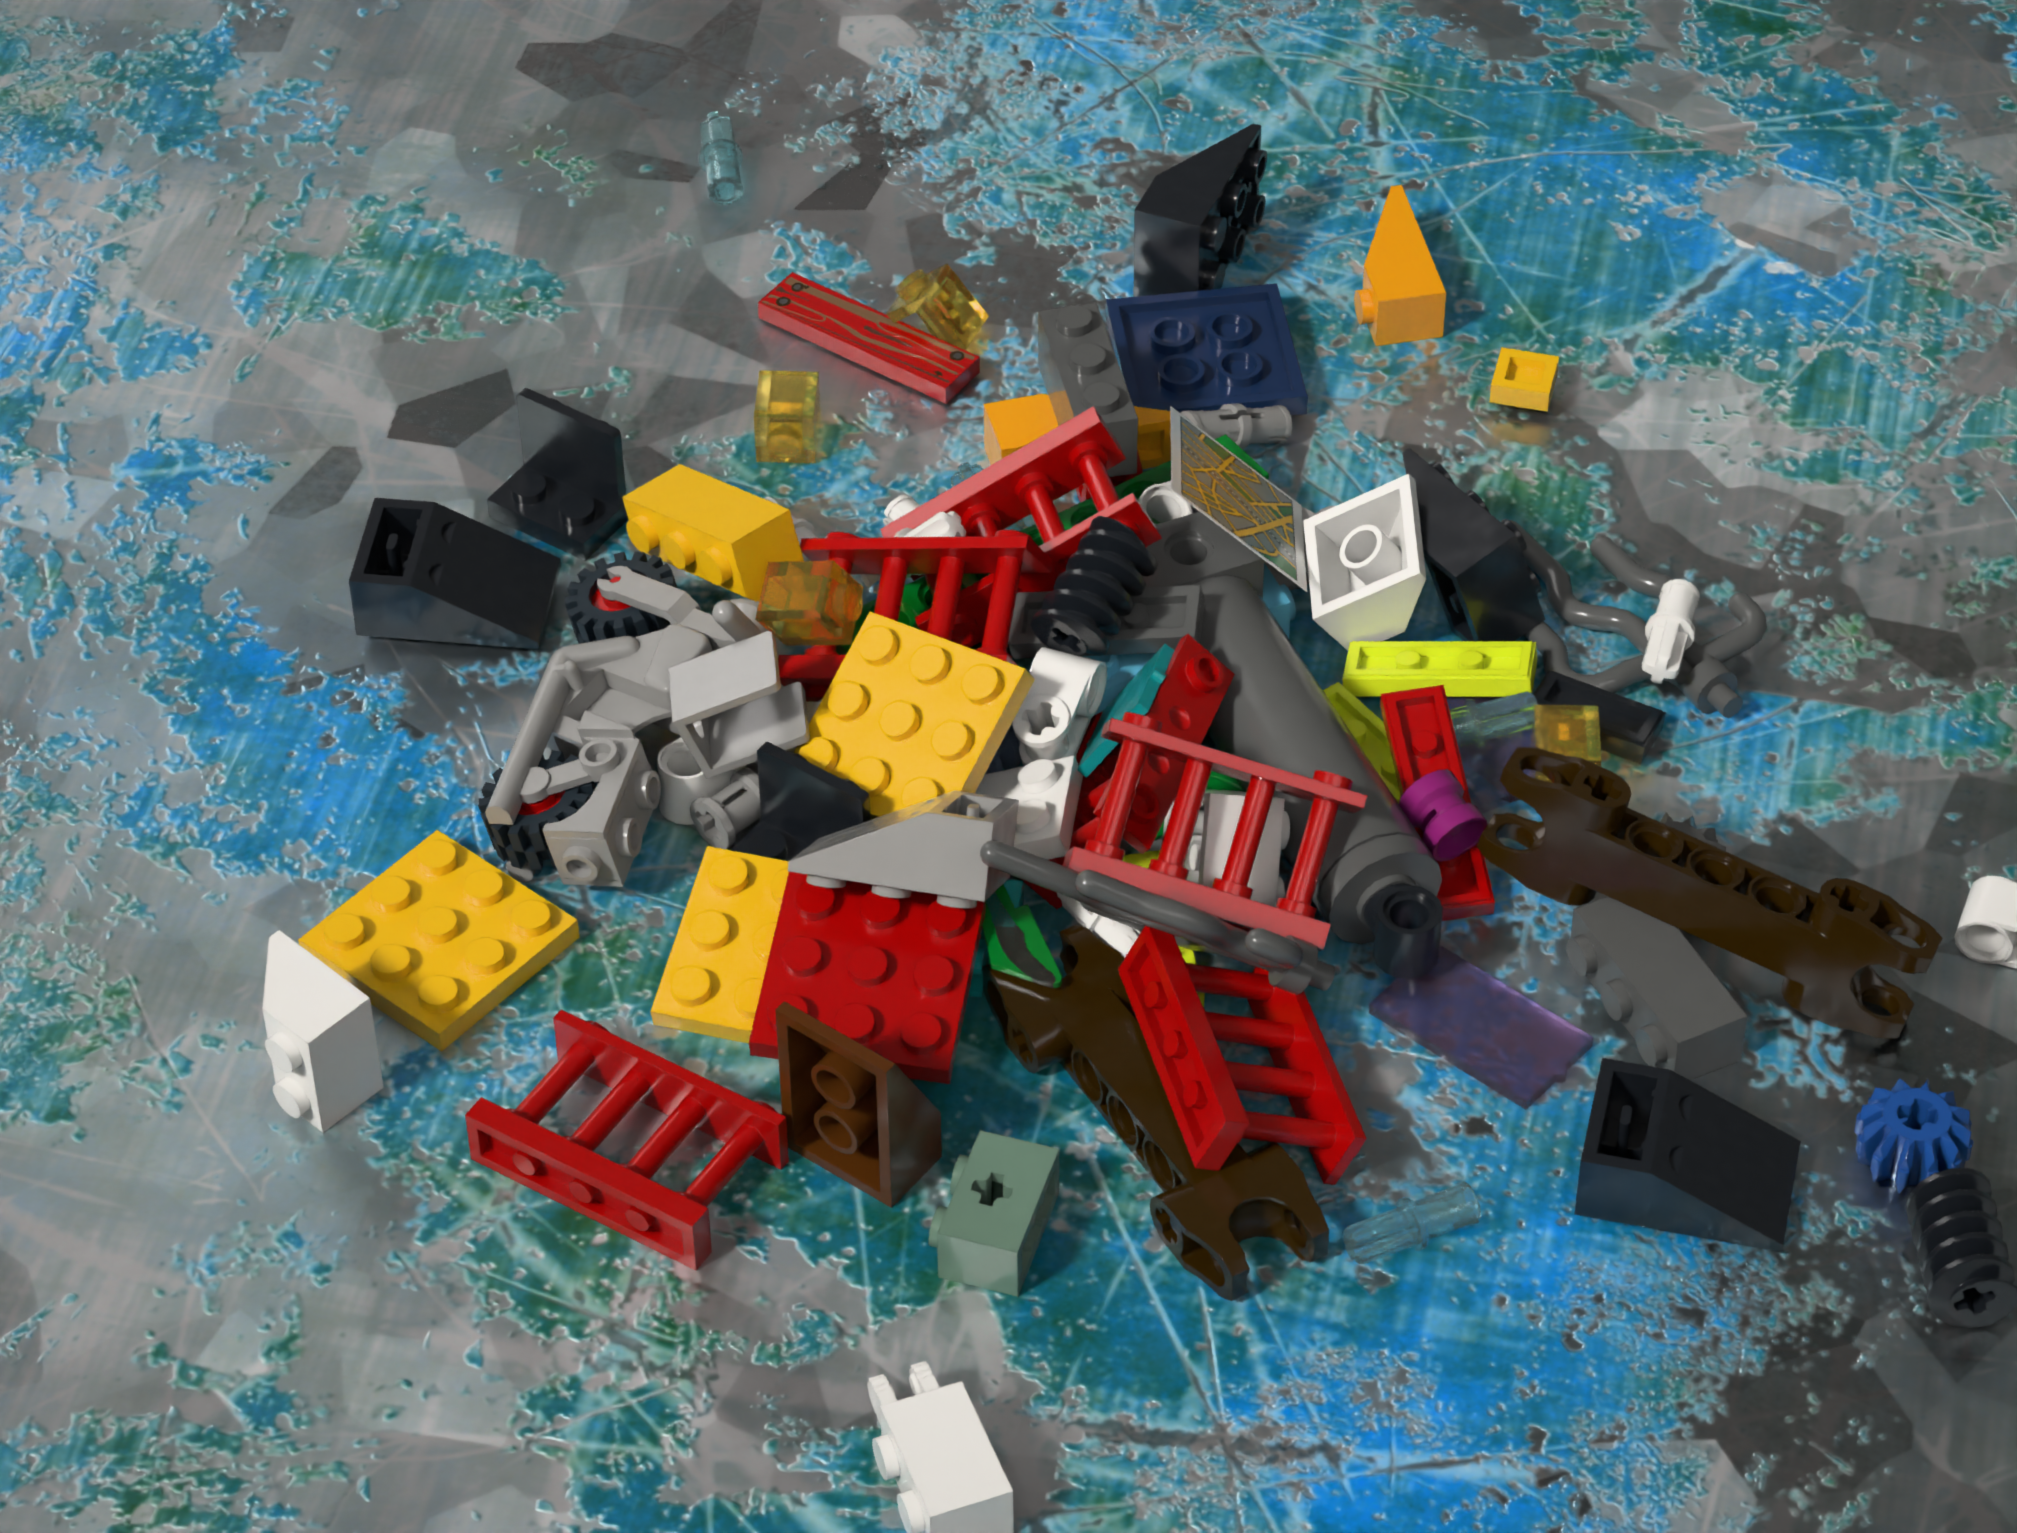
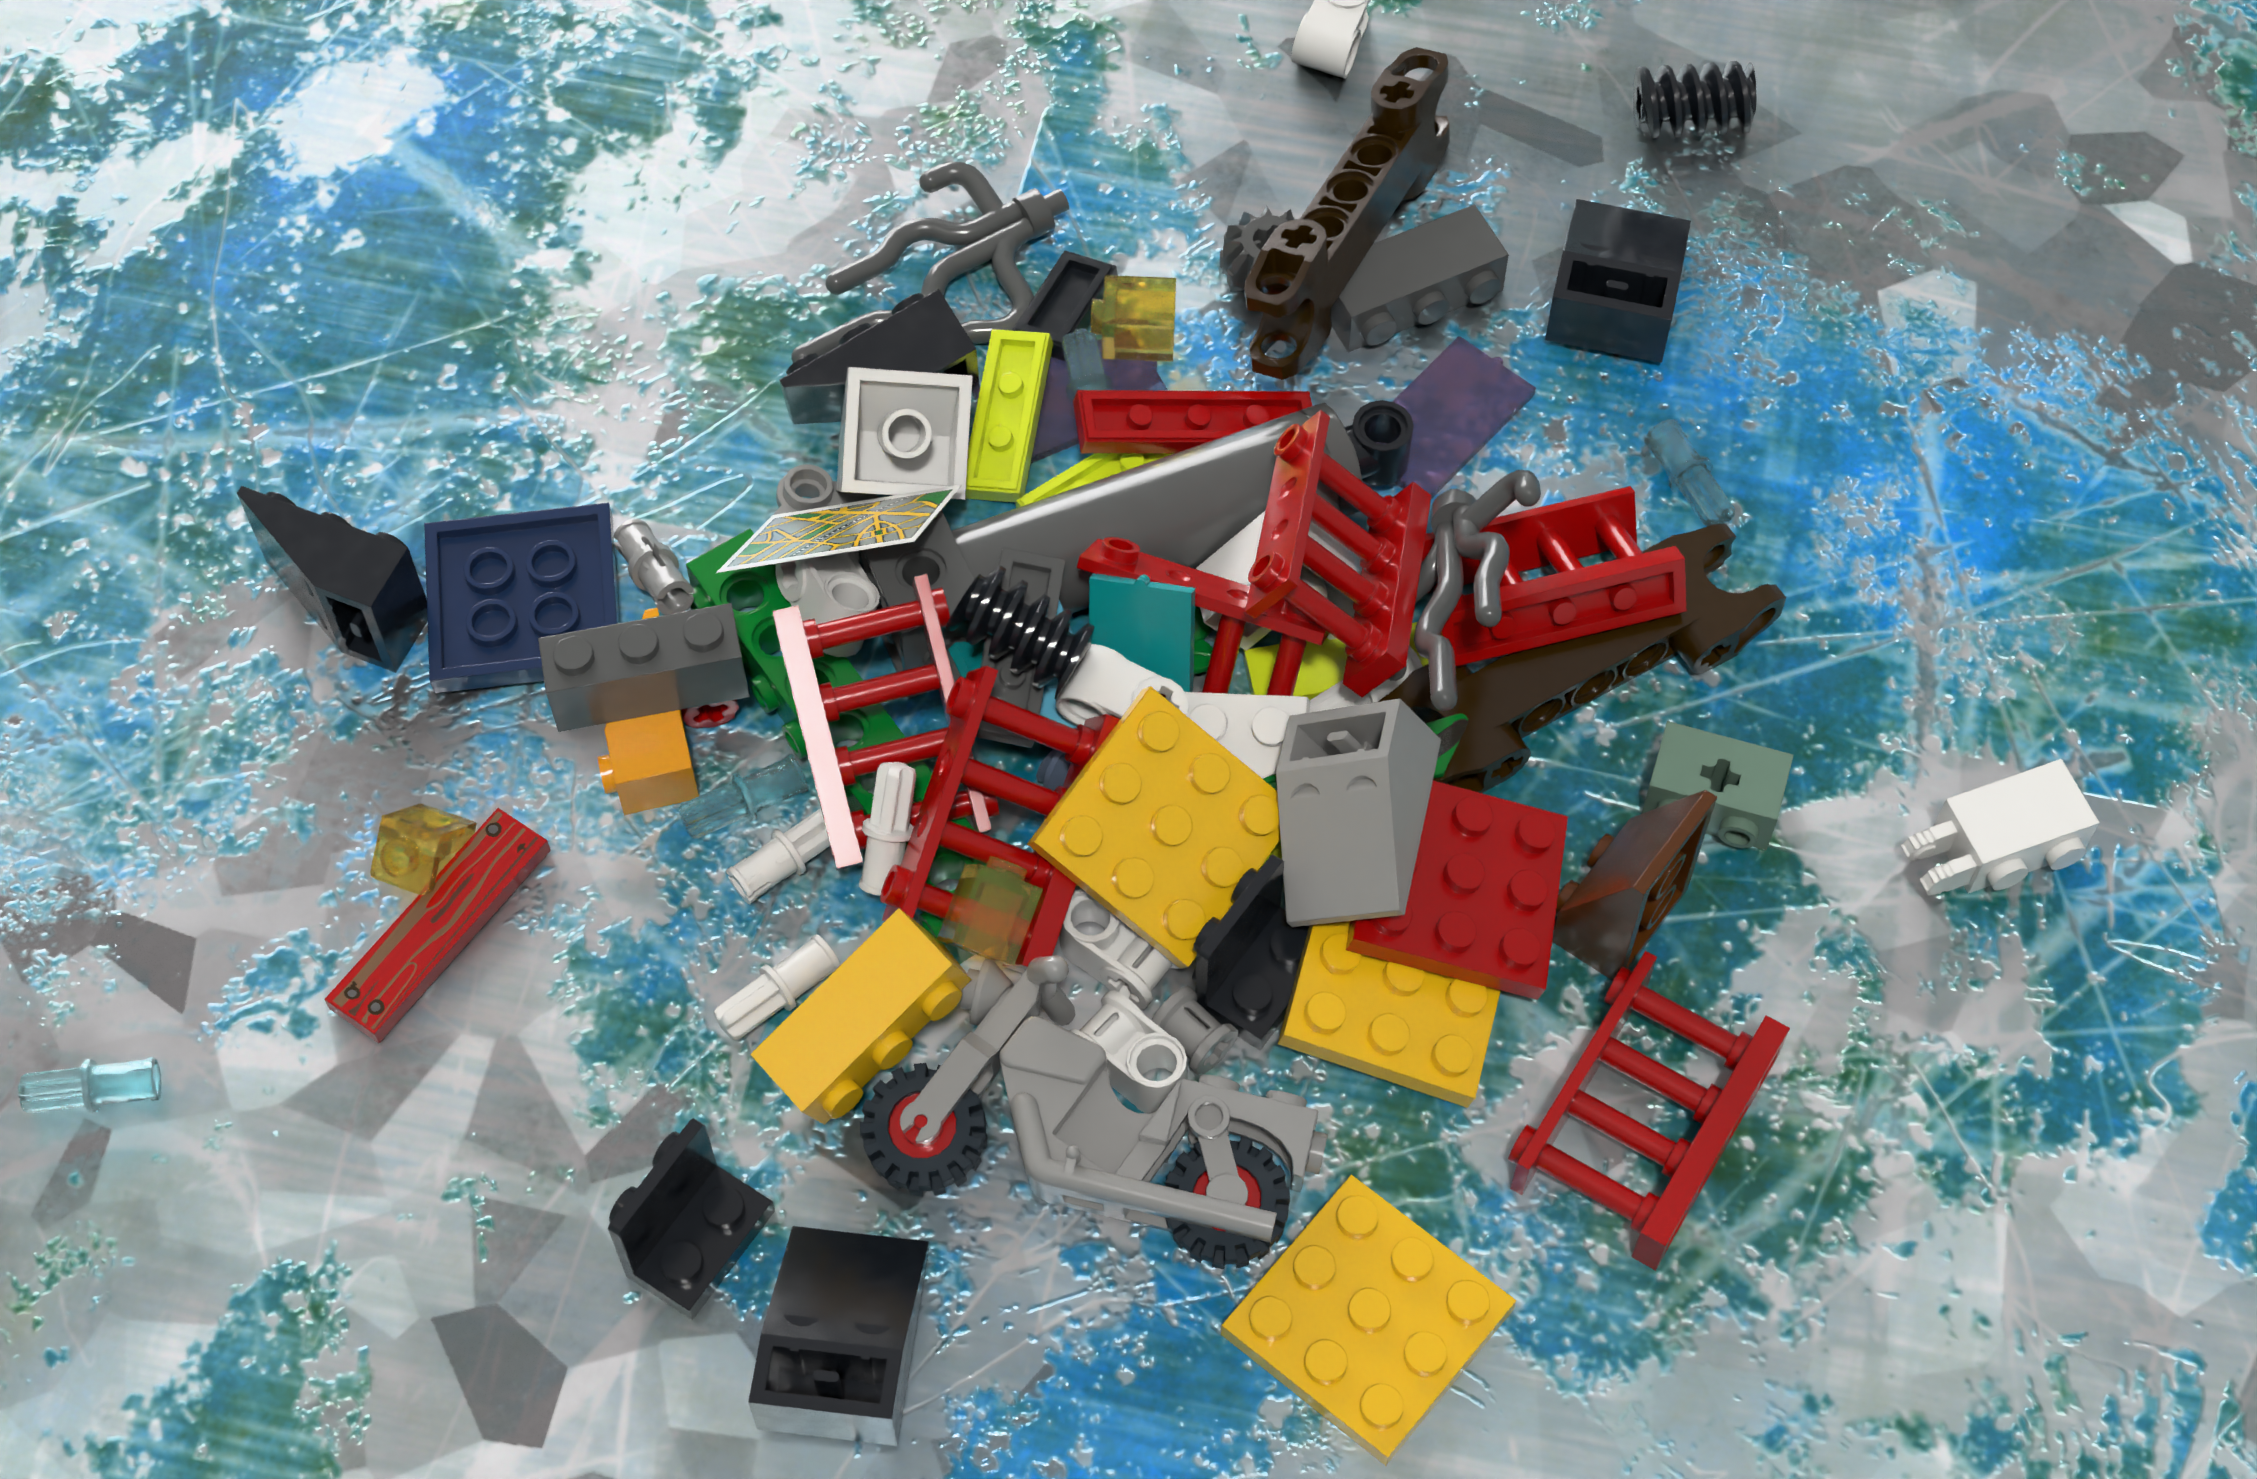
camera: 90 degrees left, 15 degrees up
(317, 1036) = (1568, 1409): white slope -> none
(735, 703) = (1135, 980): light grey piece -> none
(787, 416) = (586, 994): clear yellow brick -> none
(1401, 284) = (420, 419): light orange slope -> none
(1442, 814) = (1247, 400): magenta wheel -> none
(1524, 379) = (591, 326): yellow plate -> none
(1670, 630) = (991, 221): white axle -> none
(1912, 1134) = (1574, 120): blue gear -> none

